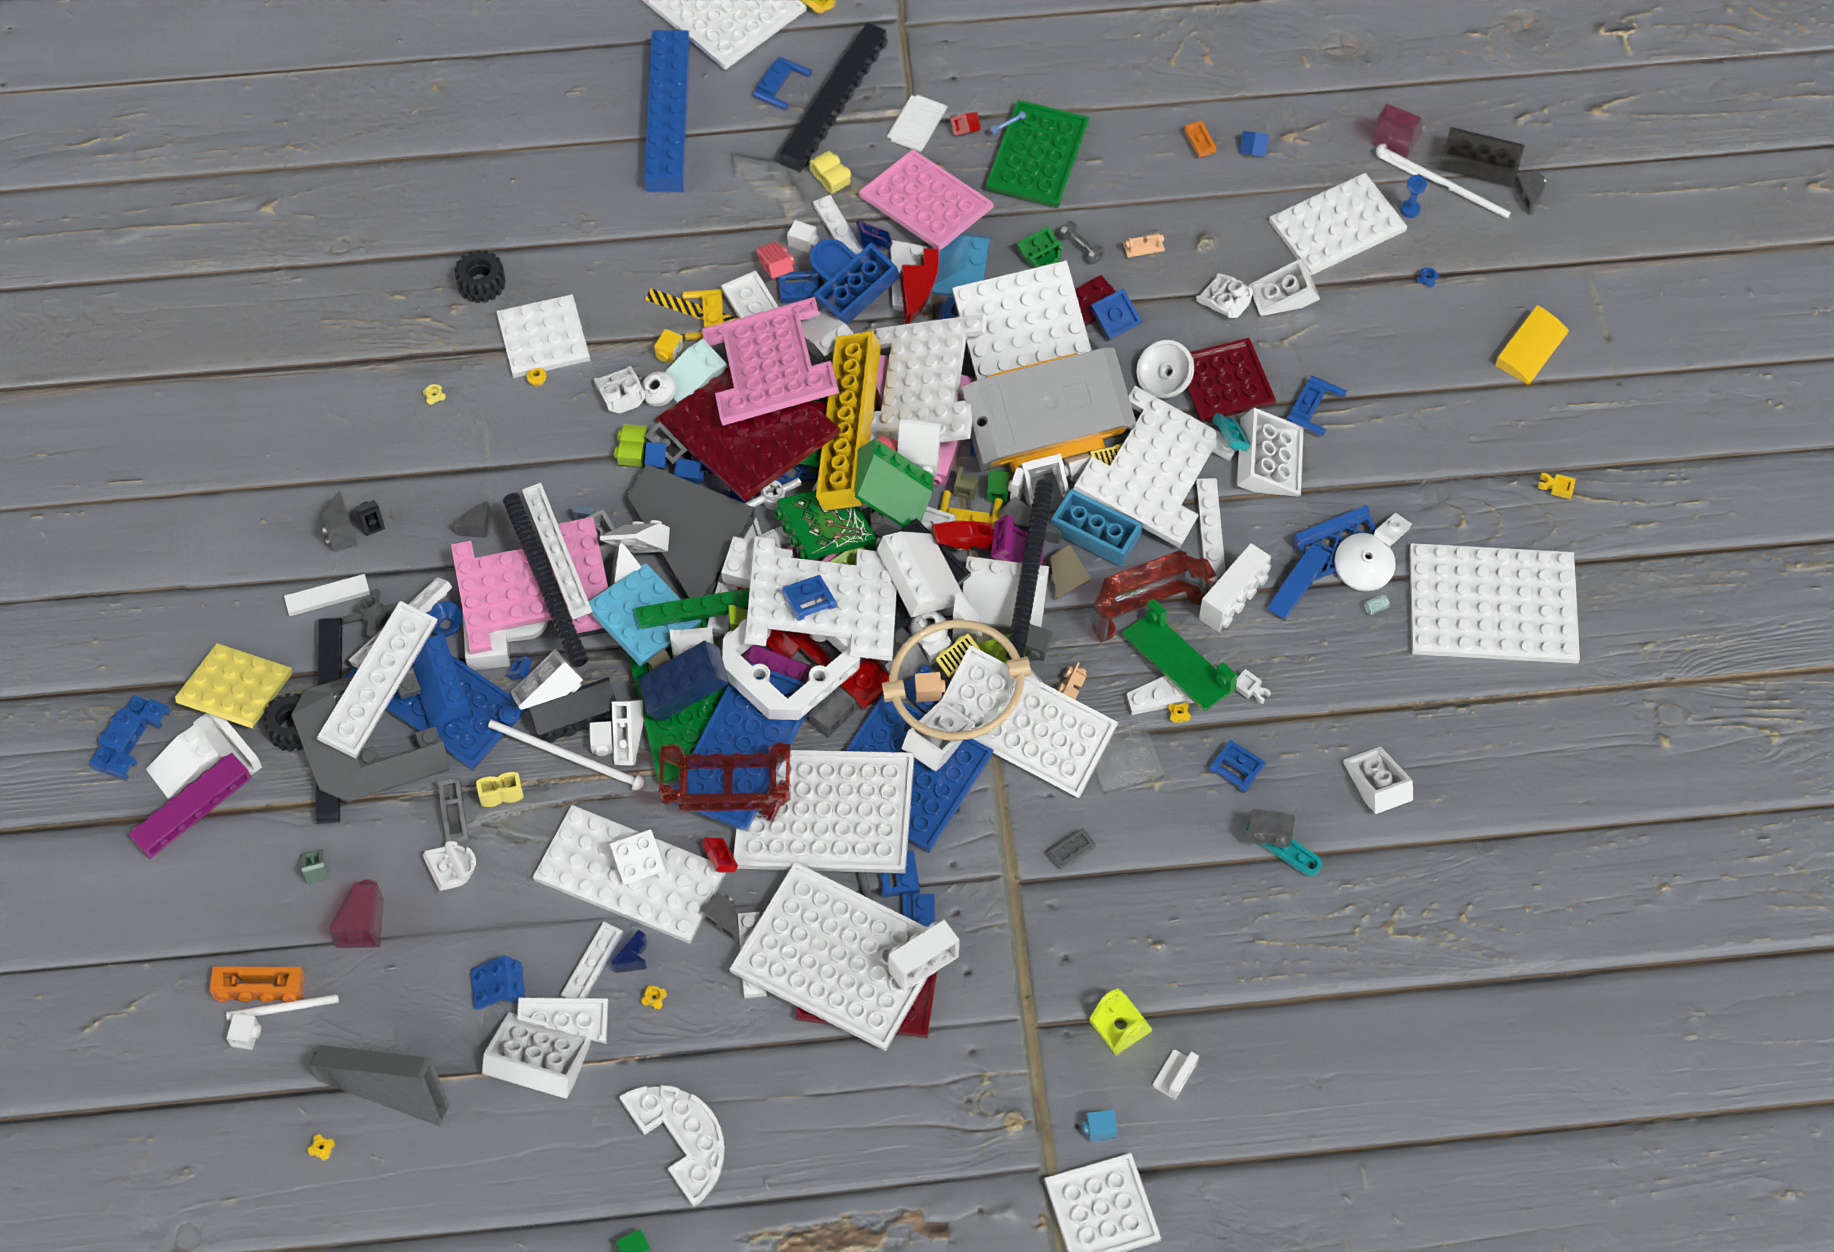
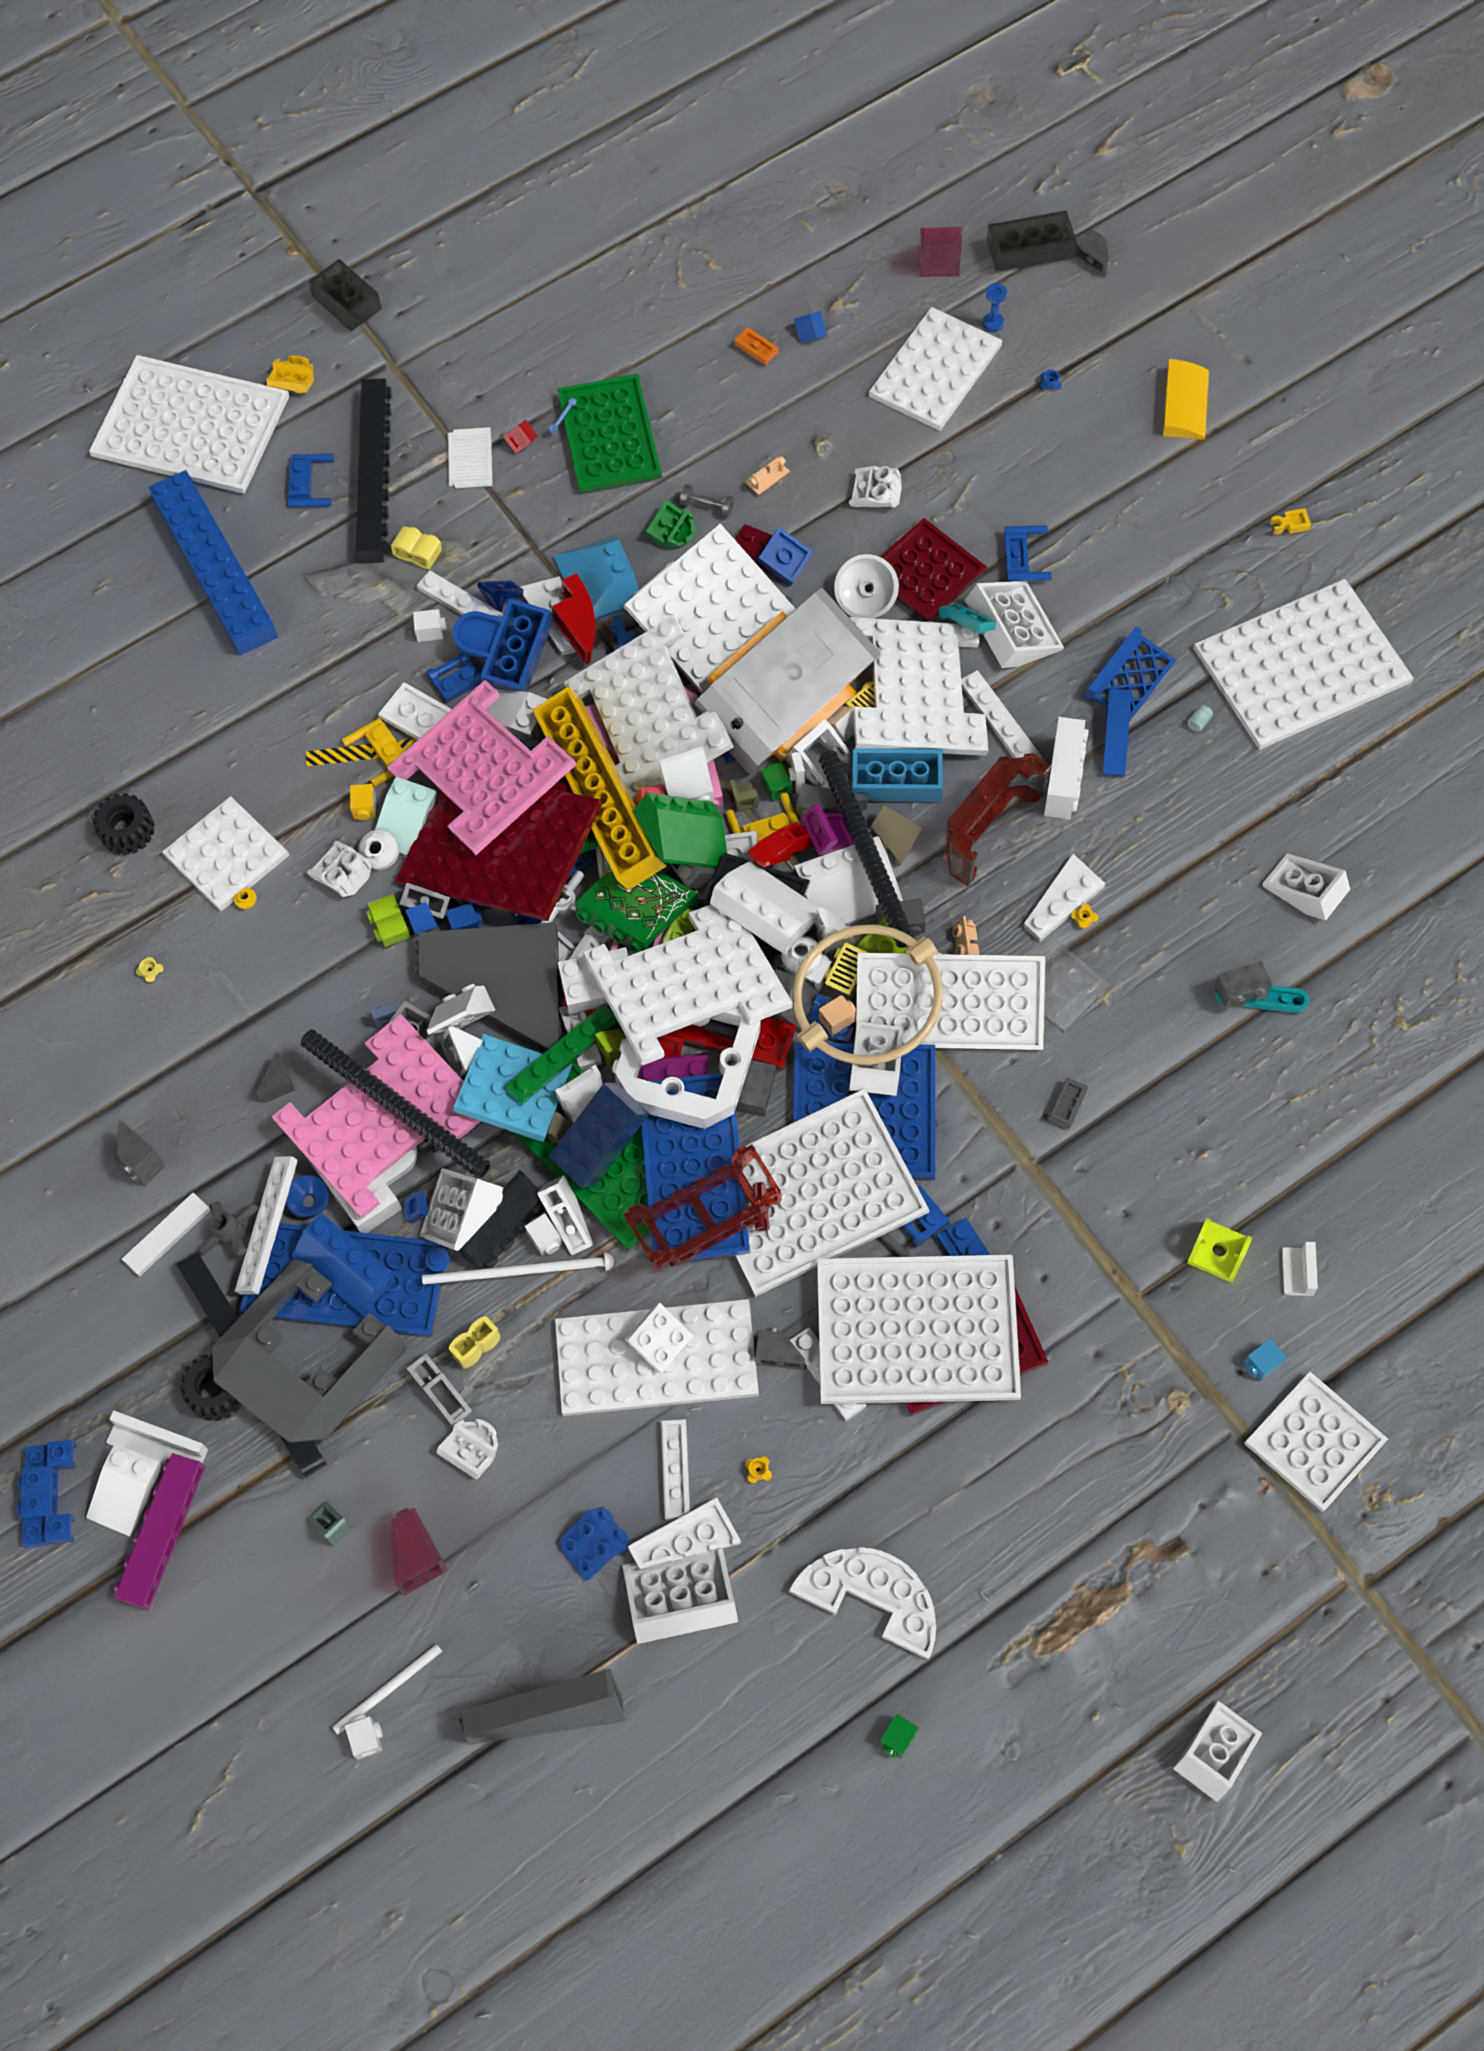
camera: 25 degrees left, 5 degrees up
(226, 988) = (362, 1684): orange brick -> none
(234, 685) = (128, 1381): light yellow plate -> none
(322, 1153) = (525, 1817): yellow plate -> none
(370, 517) = (163, 1130): black slope -> none
(377, 679) = (286, 1297): white plate -> none
(557, 551) = (389, 1068): white plate -> none
(627, 958) = (711, 1445): clear blue slope -> none
(719, 854) = (736, 1291): red plate -> none
(775, 259) = (417, 661): coral brick -> none
(807, 591) = (673, 981): blue plate -> none
(923, 955) = (1005, 1285): white brick -> none
(926, 199) = (530, 530): bright pink plate -> none
(1179, 660) = (1055, 865): green bracket -> none
(1240, 760) = (1171, 933): blue plate -> none
(1250, 685) = (1132, 856): white plate -> none
(1285, 289) = (928, 455): white slope -> none
(1361, 572) = (1158, 691): white dish -> none
(1392, 529) = (1171, 638): white plate -> none
(1415, 169) = (974, 282): white bar -> none

